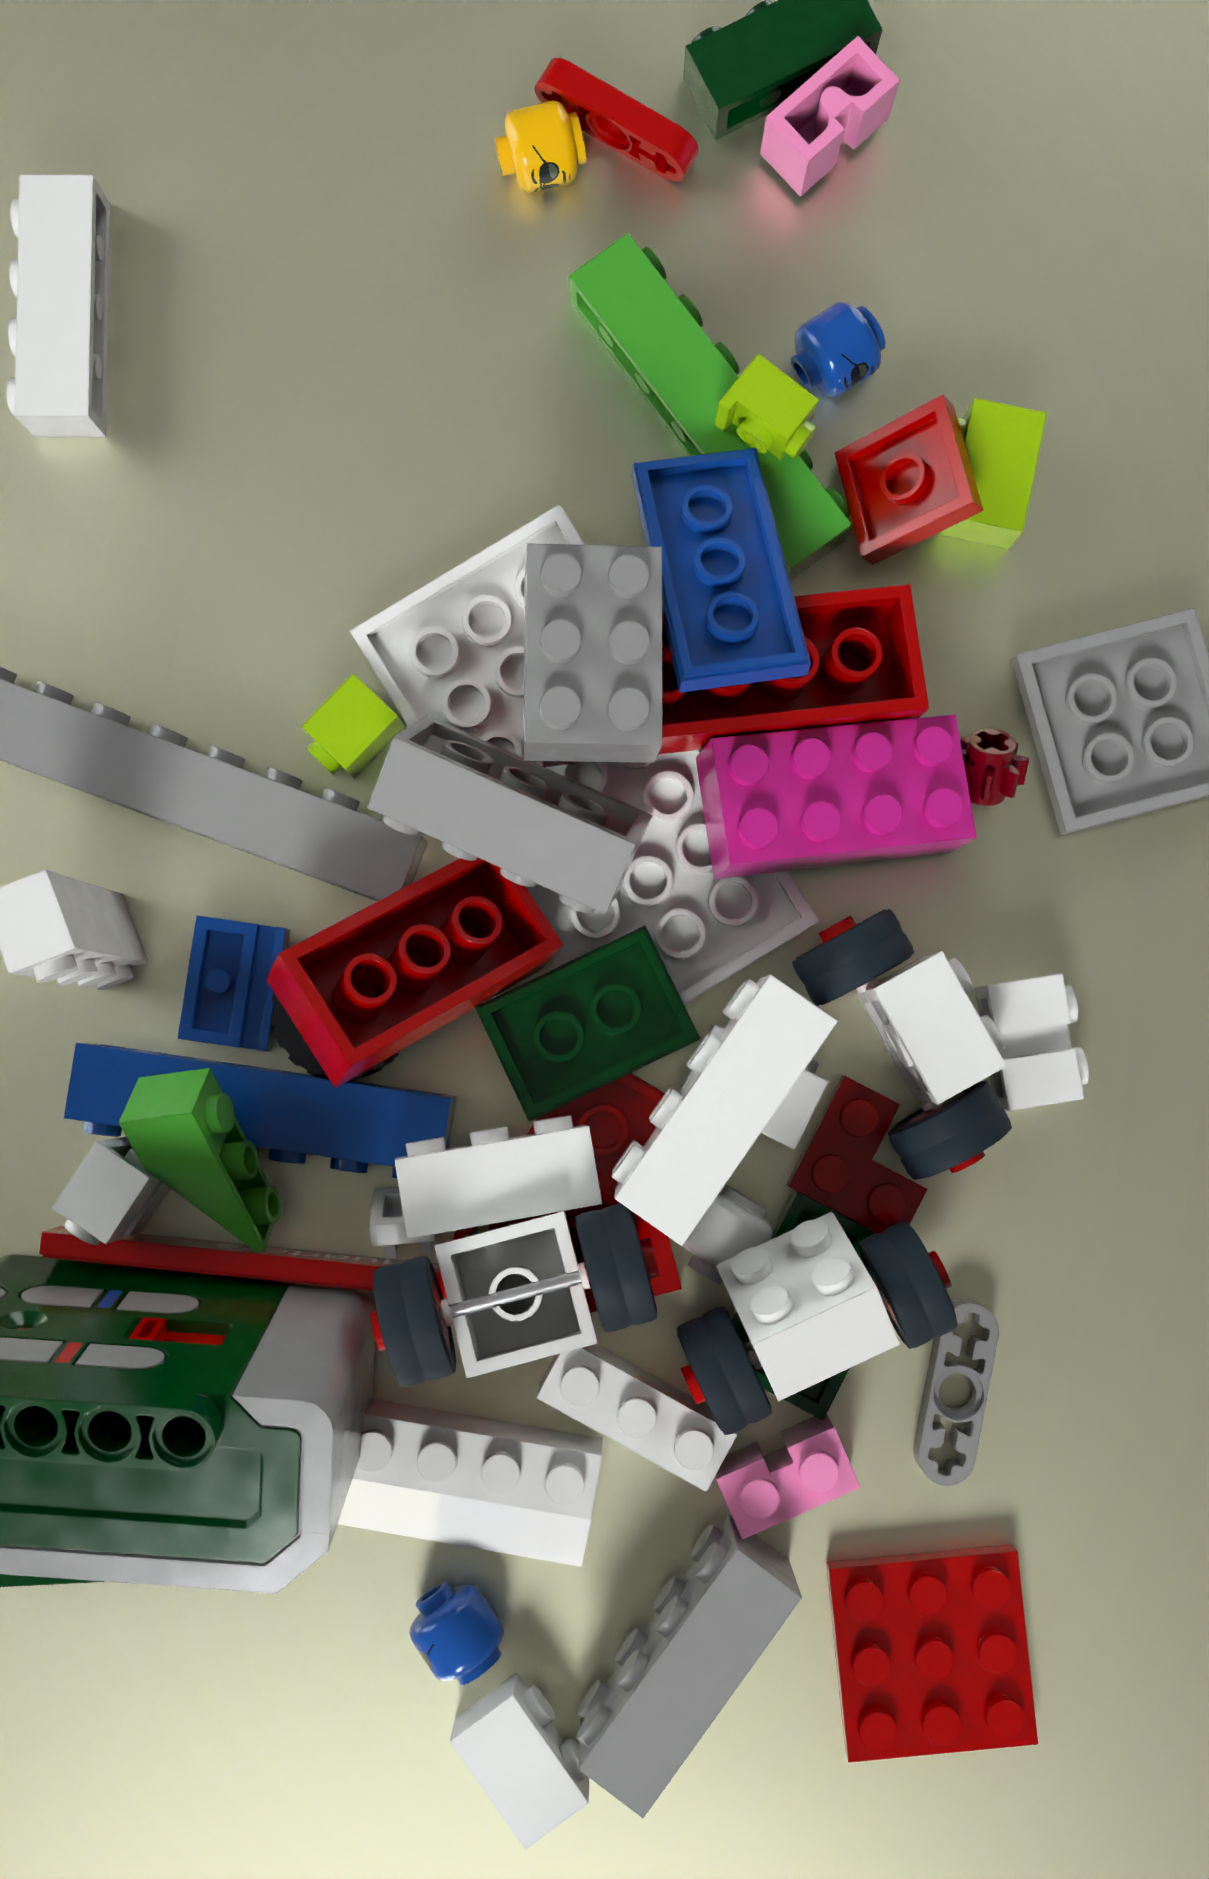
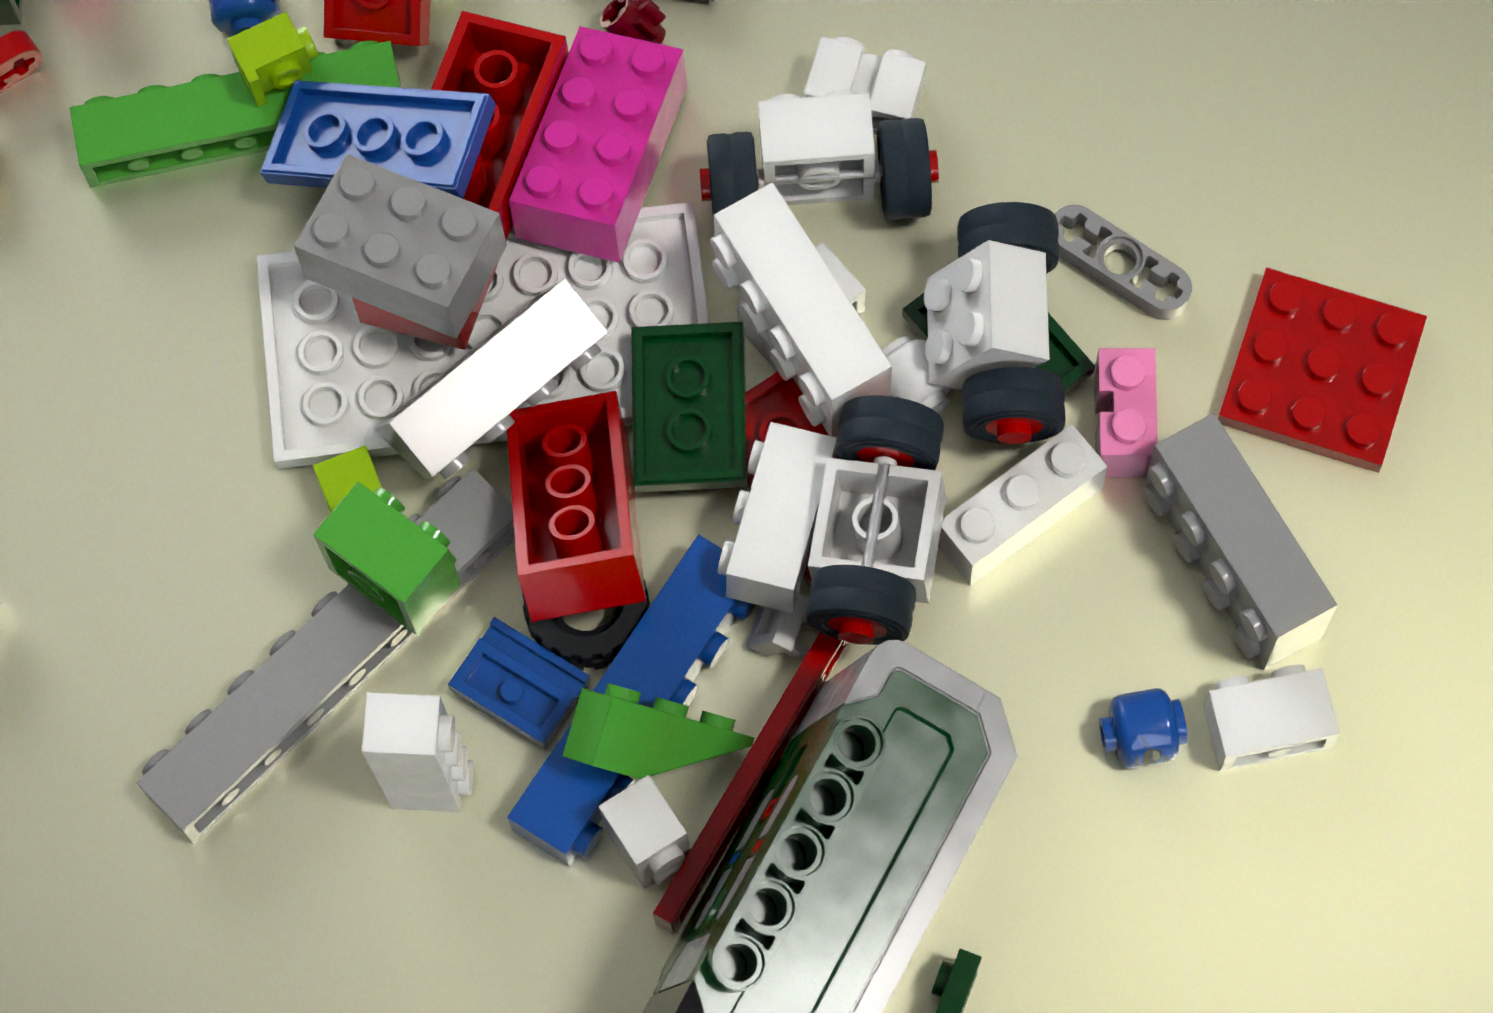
camera: 65 degrees left, 15 degrees down
(261, 803) = (389, 556): none -> bright green brick
(474, 1482) = (1044, 646): white slope -> none
(839, 1163) = (888, 268): red plate -> none

